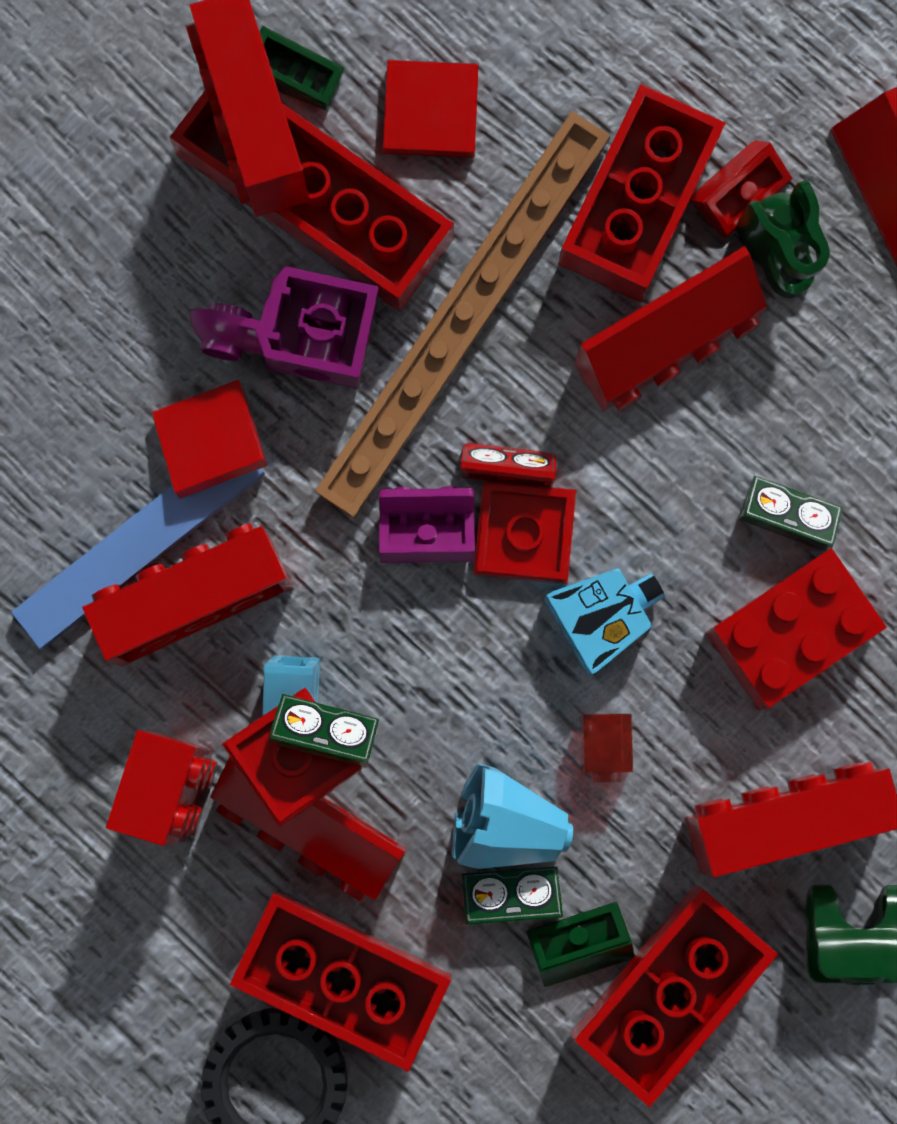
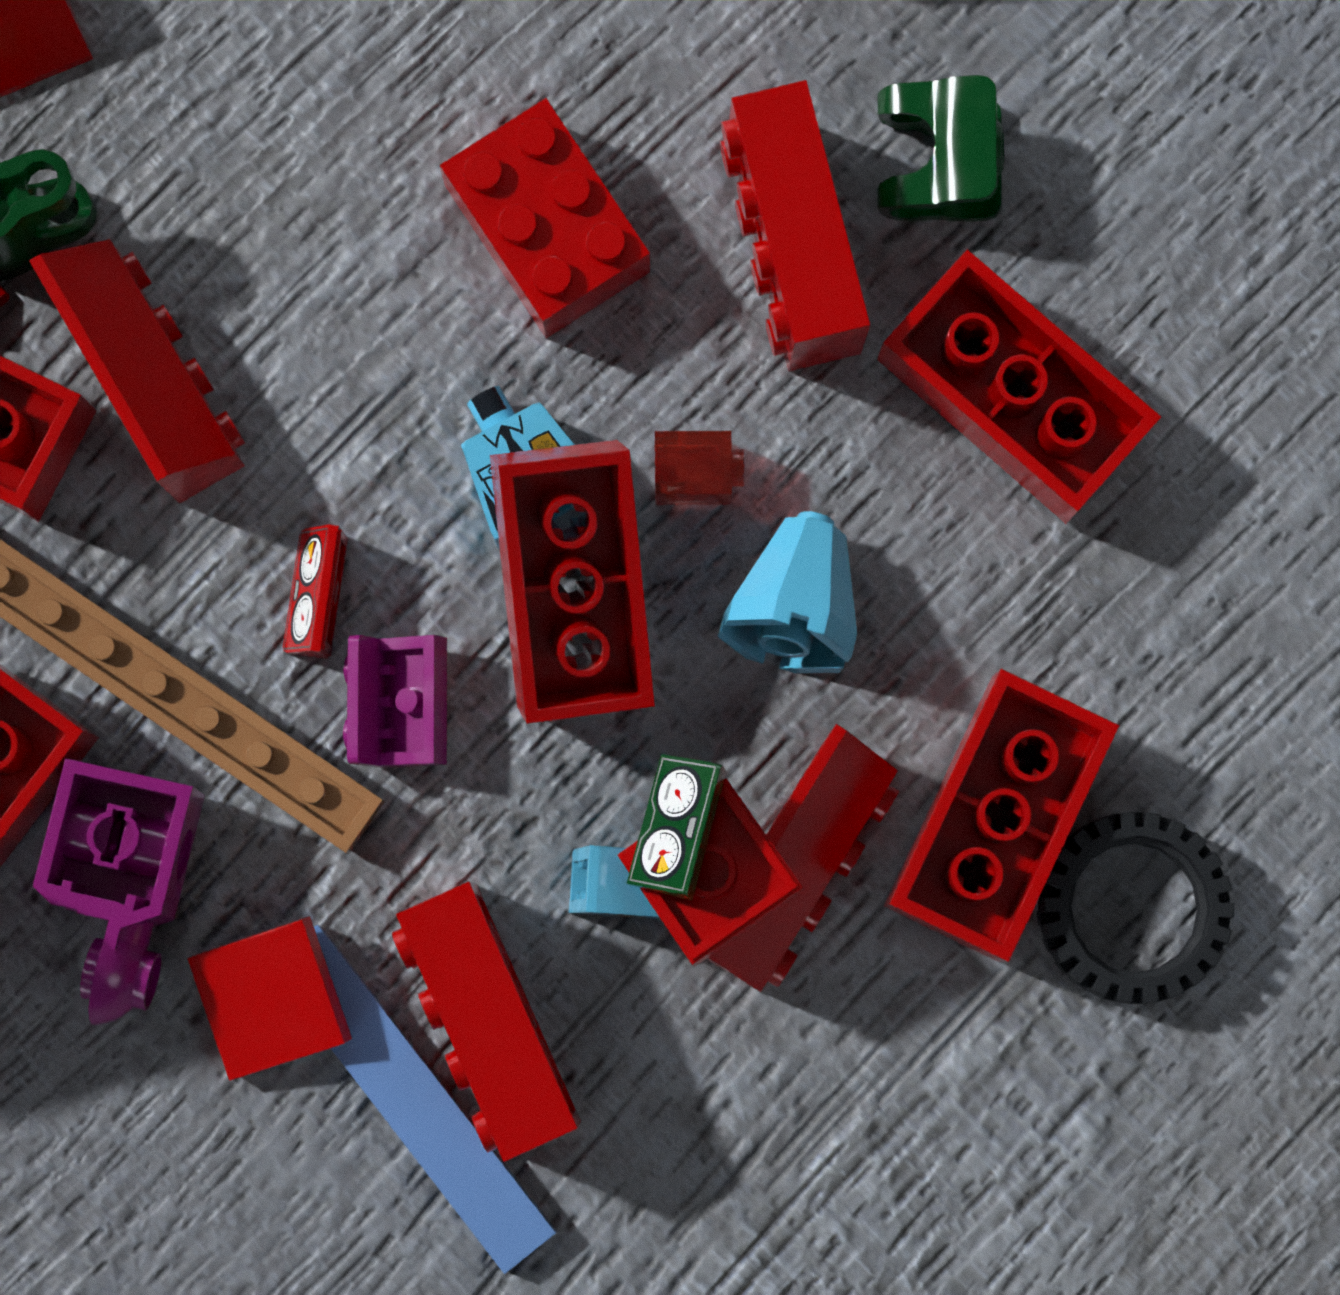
camera: 90 degrees left, 0 degrees up
(161, 789) = (749, 1053): red brick -> none
(496, 678) = (606, 606): none -> red brick
(512, 895) = (890, 595): slope -> none
(525, 532) = (407, 571): red tile -> none
(580, 944) = (953, 508): dark green slope -> none
(791, 513) = (390, 220): slope -> none

